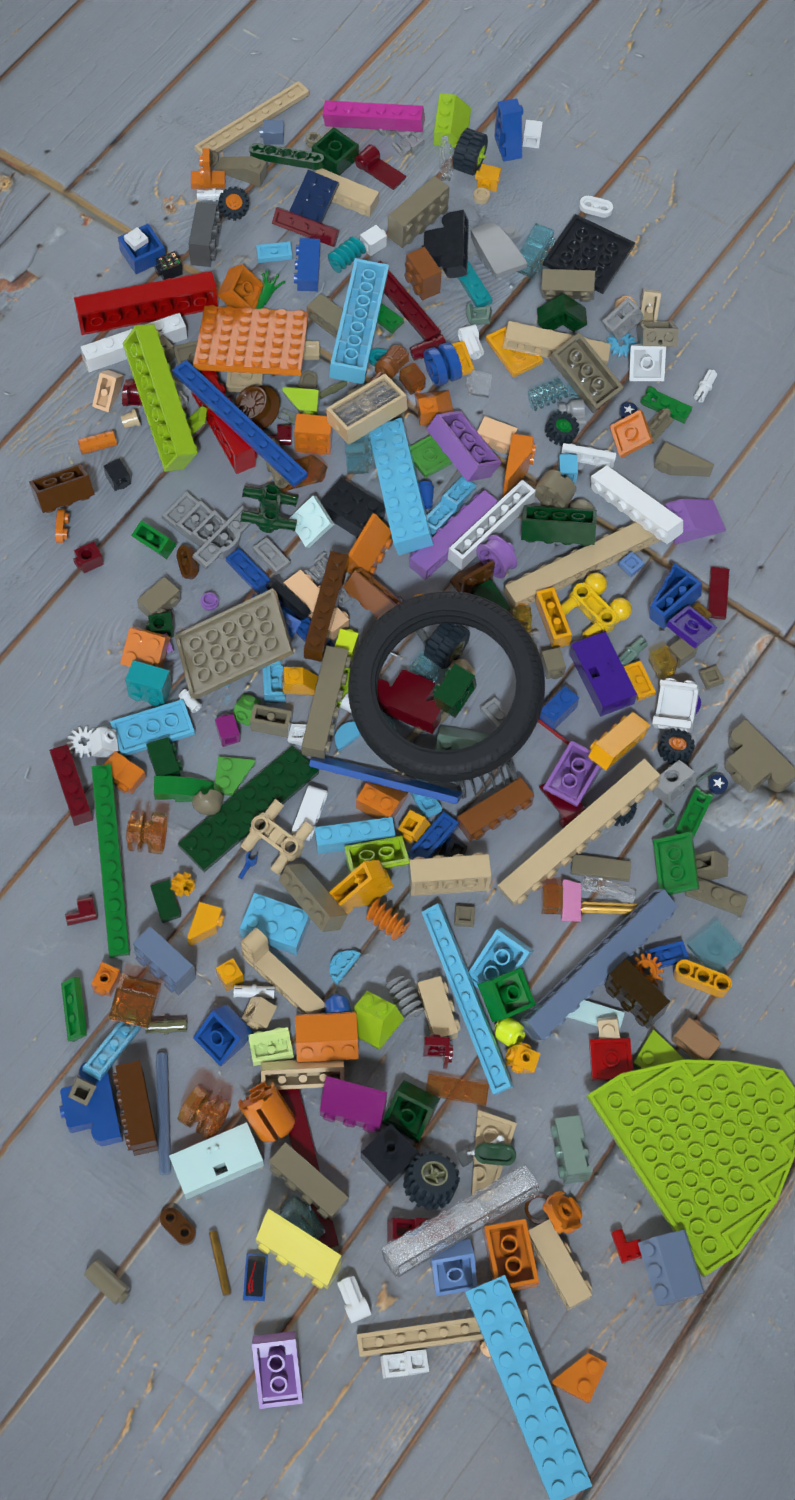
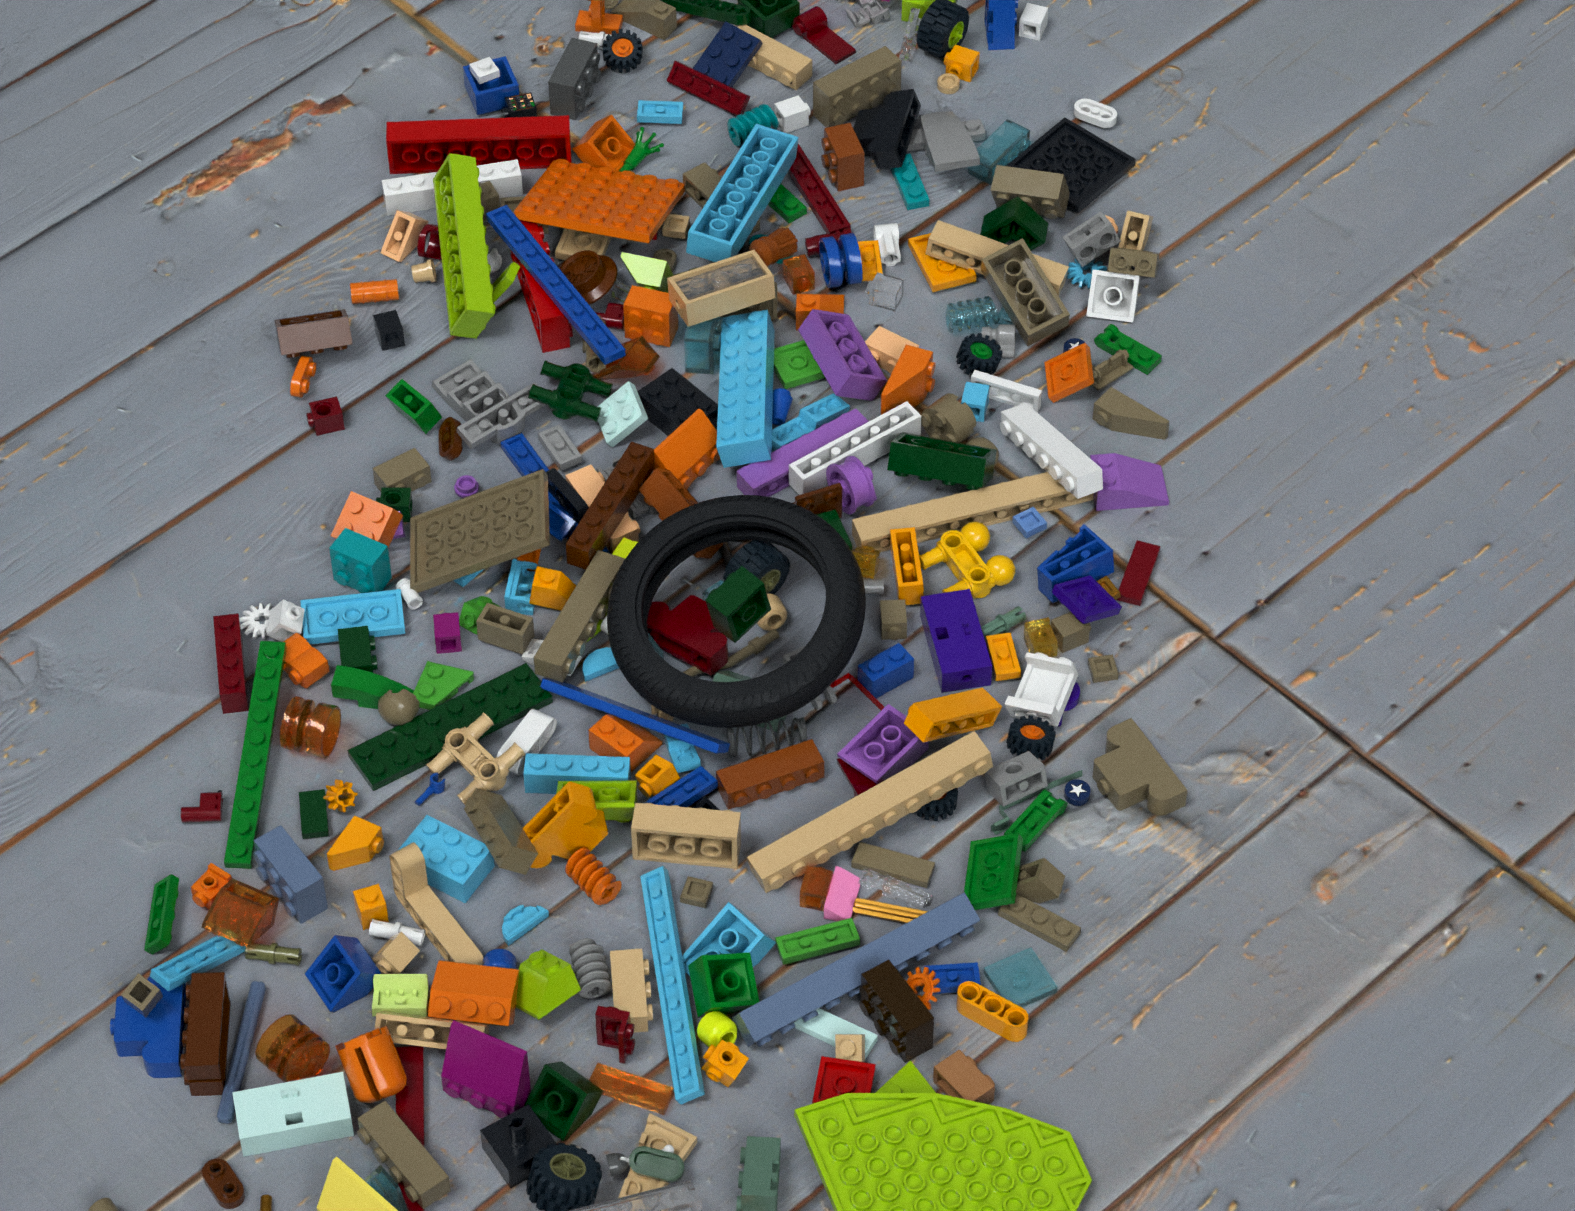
camera: 15 degrees right, 15 degrees down
(307, 264) = (699, 130): blue brick -> none
(478, 315) = (905, 215): sand green plate -> none
(563, 942) = (817, 941): none -> bright green plate
(705, 385) = (1185, 333): white axle -> none

